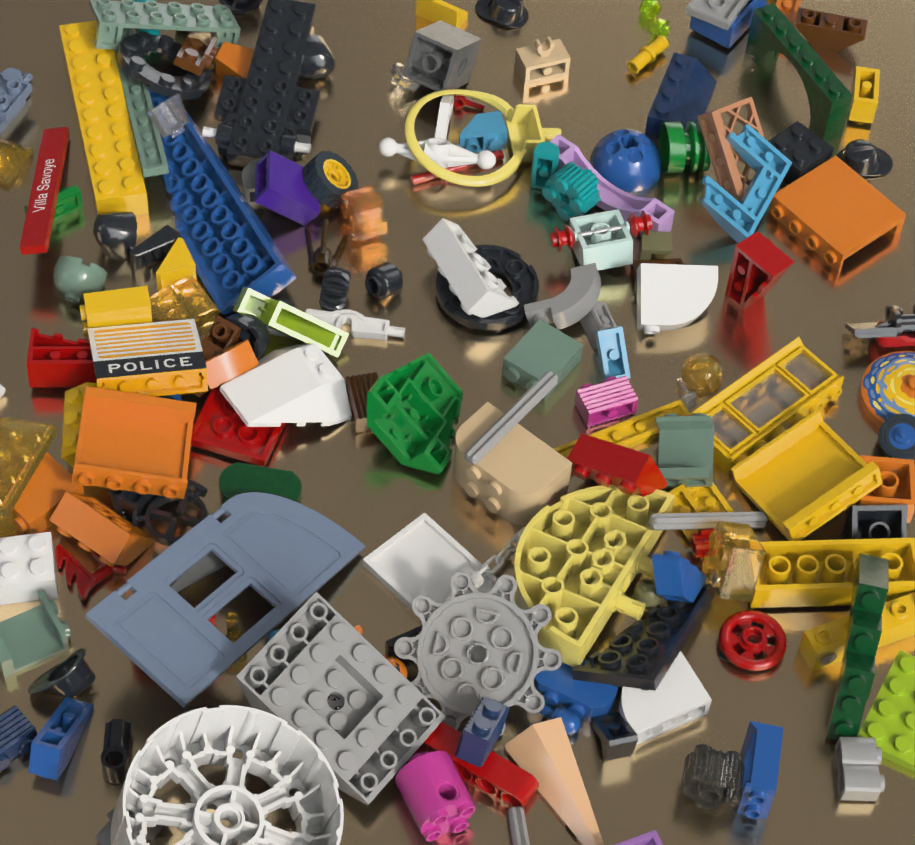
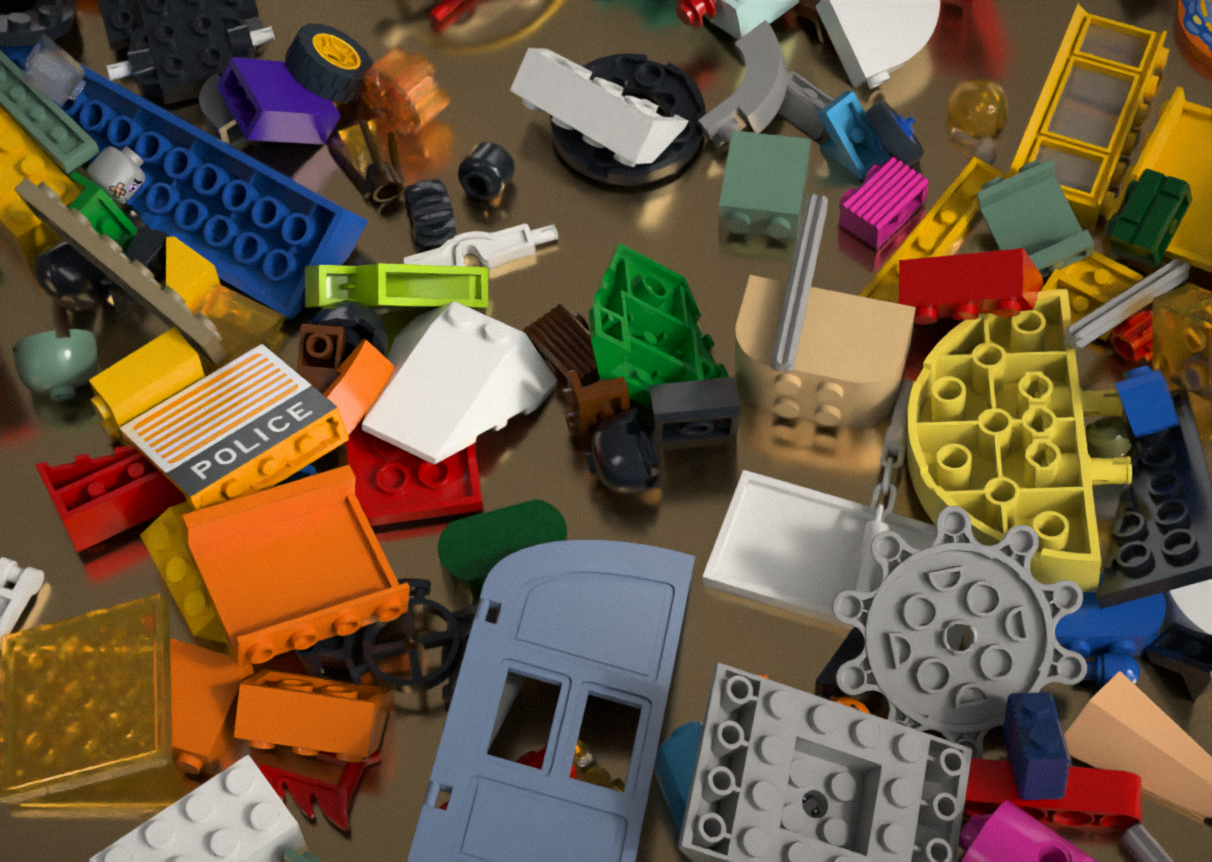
camera: 20 degrees left, 5 degrees up
(137, 242) = (132, 277): none -> dark tan plate
(147, 210) = (102, 212): none -> green panel
(171, 190) = (117, 173): none -> light grey head
(333, 232) = (355, 144): none -> clear yellow tile
(358, 440) = (592, 404): none -> reddish brown bracket
(360, 471) = (624, 454): none -> black cylinder
(413, 465) = (694, 410): none -> black slope
(636, 363) = (894, 133): none -> black wheel
(755, 478) = (1149, 217): none -> dark green brick

